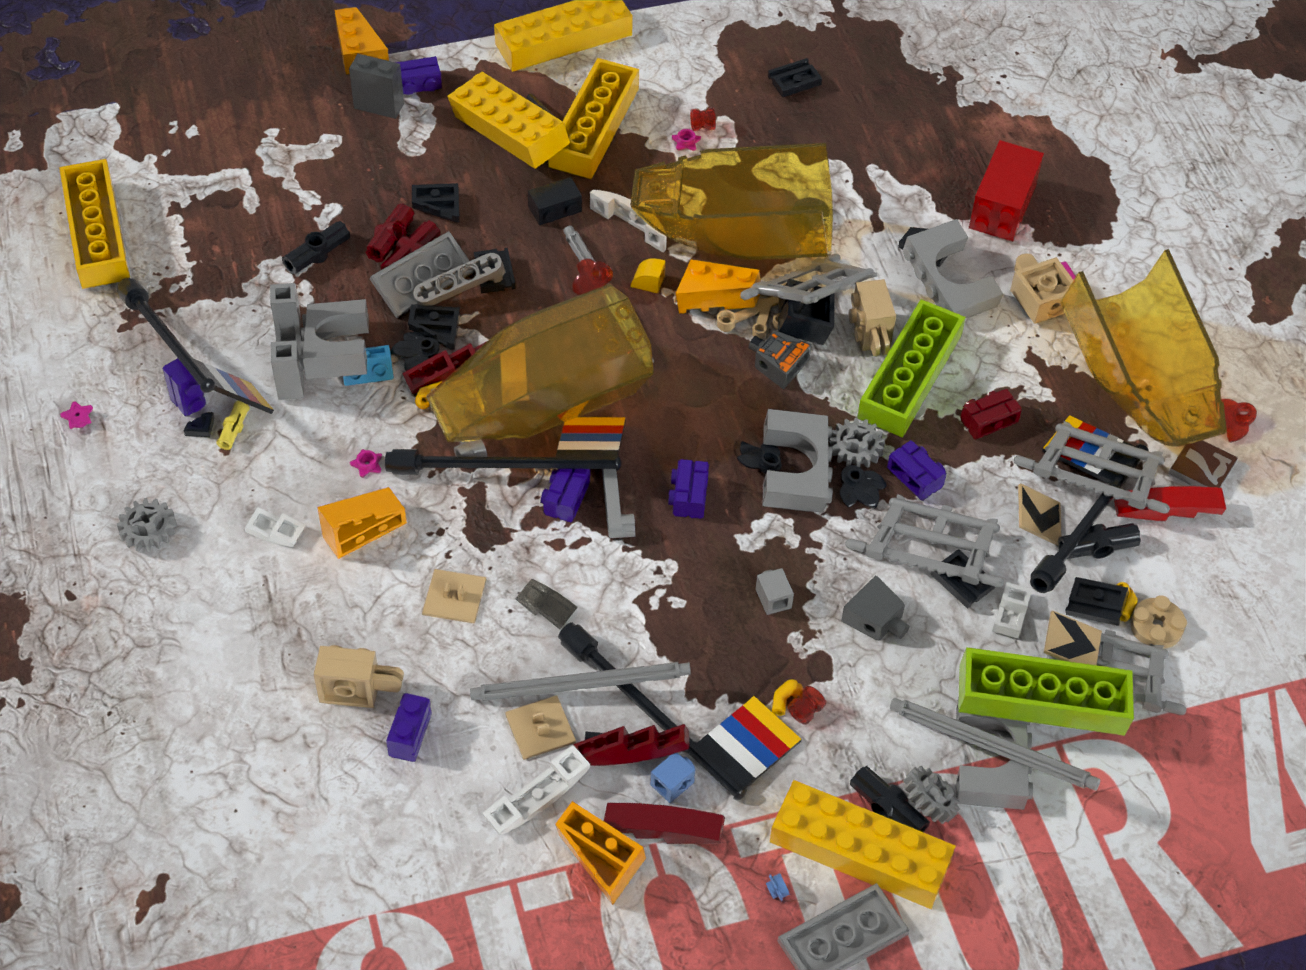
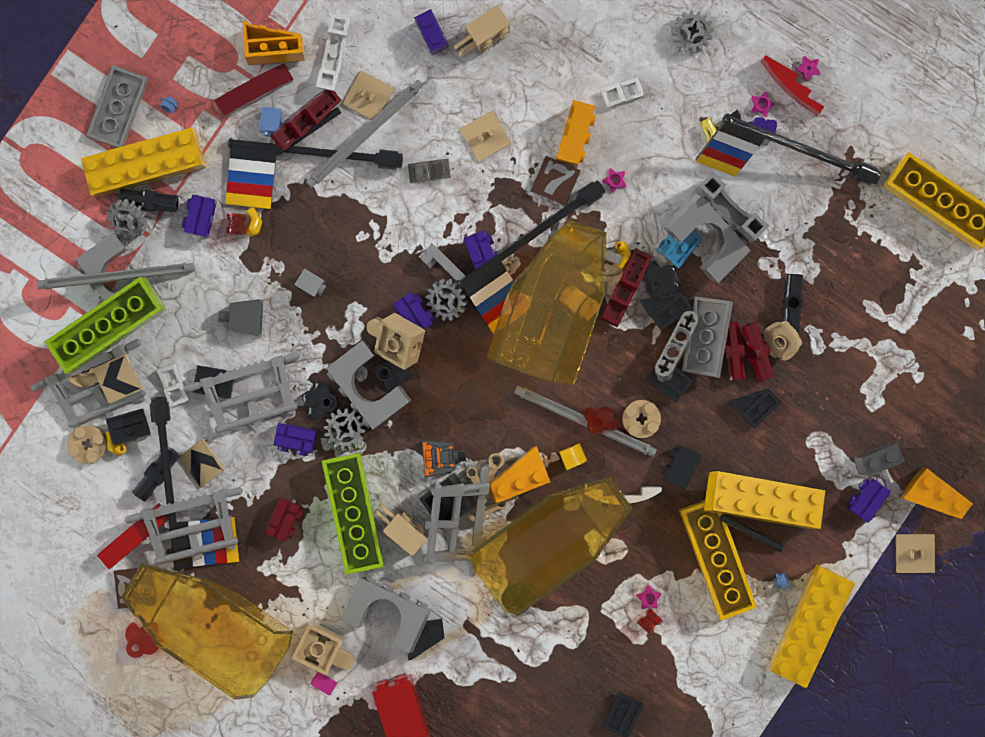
camera: 145 degrees right, 35 degrees up
(111, 412) = (786, 80): none -> red slope
(155, 415) = (762, 99): none -> dark pink plate
(349, 226) = (788, 334): none -> tan plate
(420, 25) = (915, 553): none -> tan piece
(427, 502) = (555, 180): none -> reddish brown tile
(552, 251) = (650, 425): none -> tan plate
(555, 74) = (781, 581): none -> medium blue plate
(643, 473) = (452, 307): none -> light grey gear
(729, 467) = (397, 339): none -> tan brick
(842, 742) = (199, 216): none -> dark purple brick

